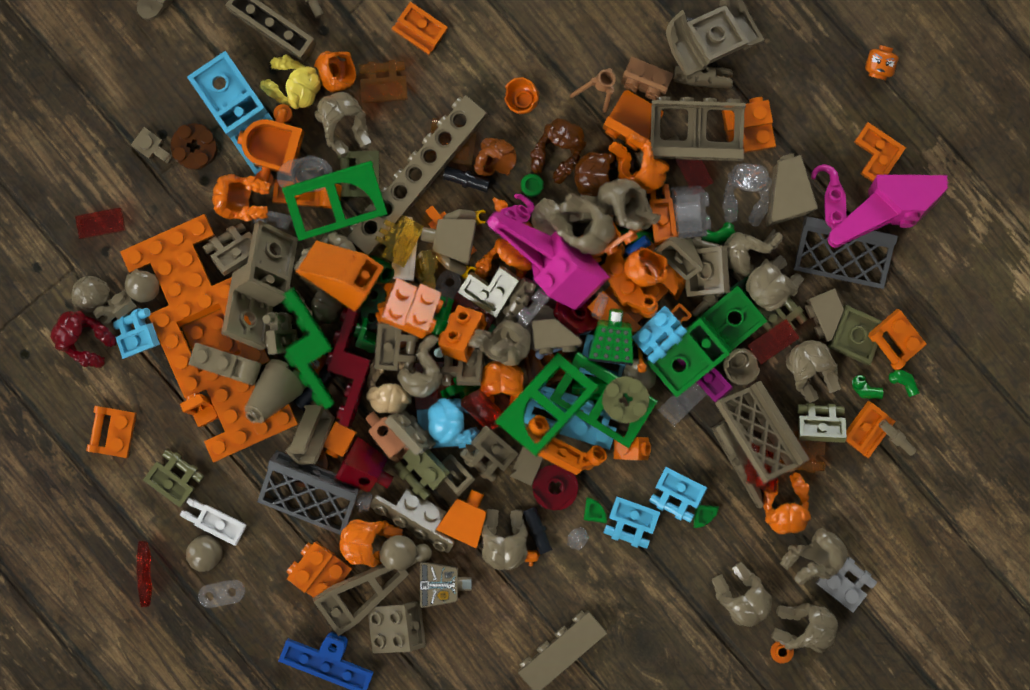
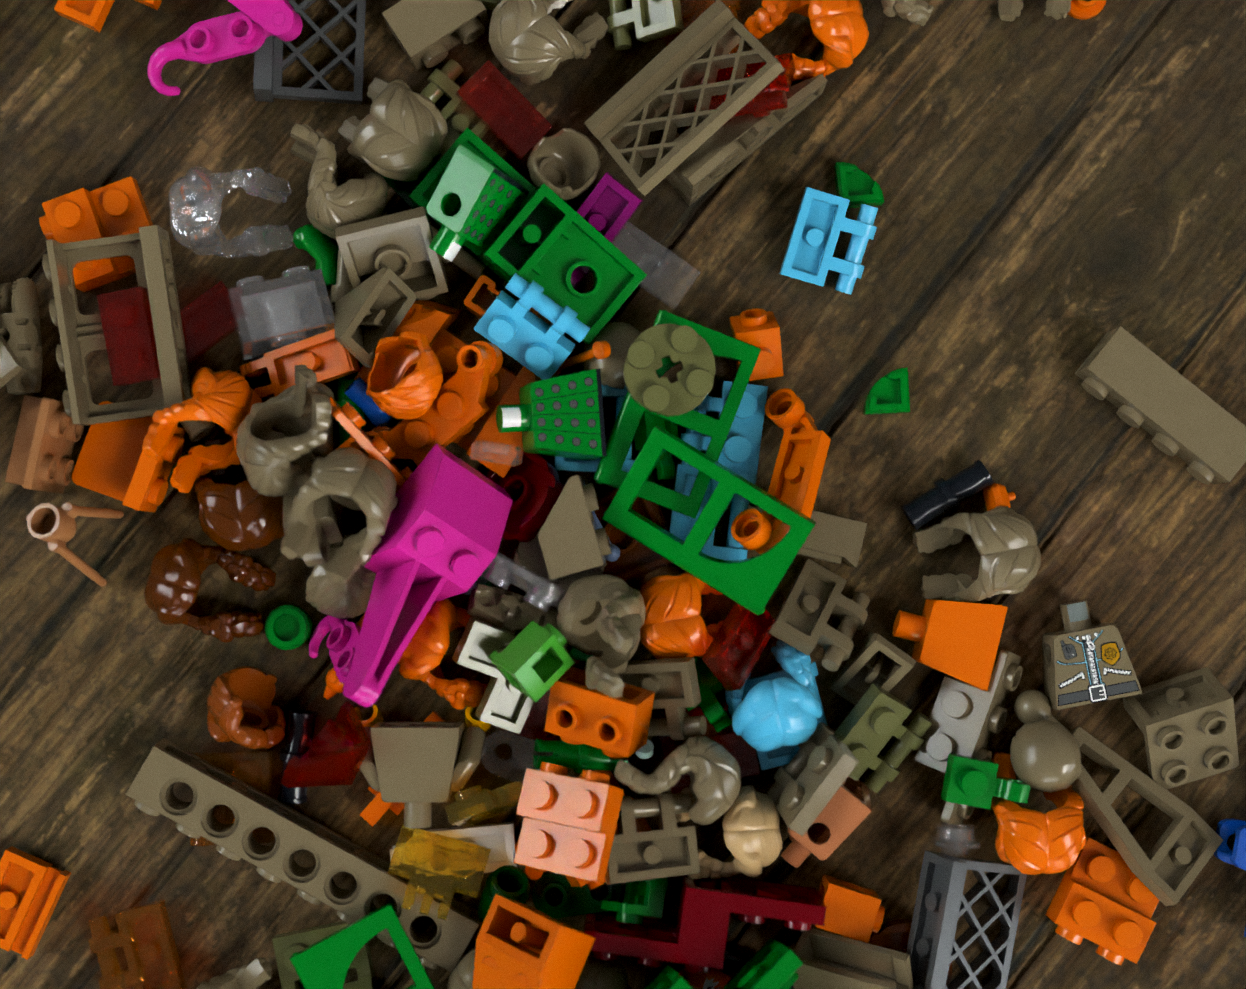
camera: 100 degrees left, 0 degrees up
(364, 467) = (893, 854): dark red torso -> none
(392, 514) = (976, 781): none -> green plate
(464, 198) = (333, 753): none -> clear red slope
(494, 306) = (534, 659): none -> bright green brick
(521, 95) = (115, 680): orange hair -> none
(555, 500) = (883, 473): dark red plate -> none
(577, 538) = (948, 415): clear plate -> none
(633, 515) = (883, 319): medium azure plate -> none
(691, 134) = (129, 336): none -> clear red plate
(726, 316) = (471, 203): none -> green torso
(746, 609) = (1027, 72): dark tan hair -> none
(790, 191) = (208, 126): dark tan slope -> none

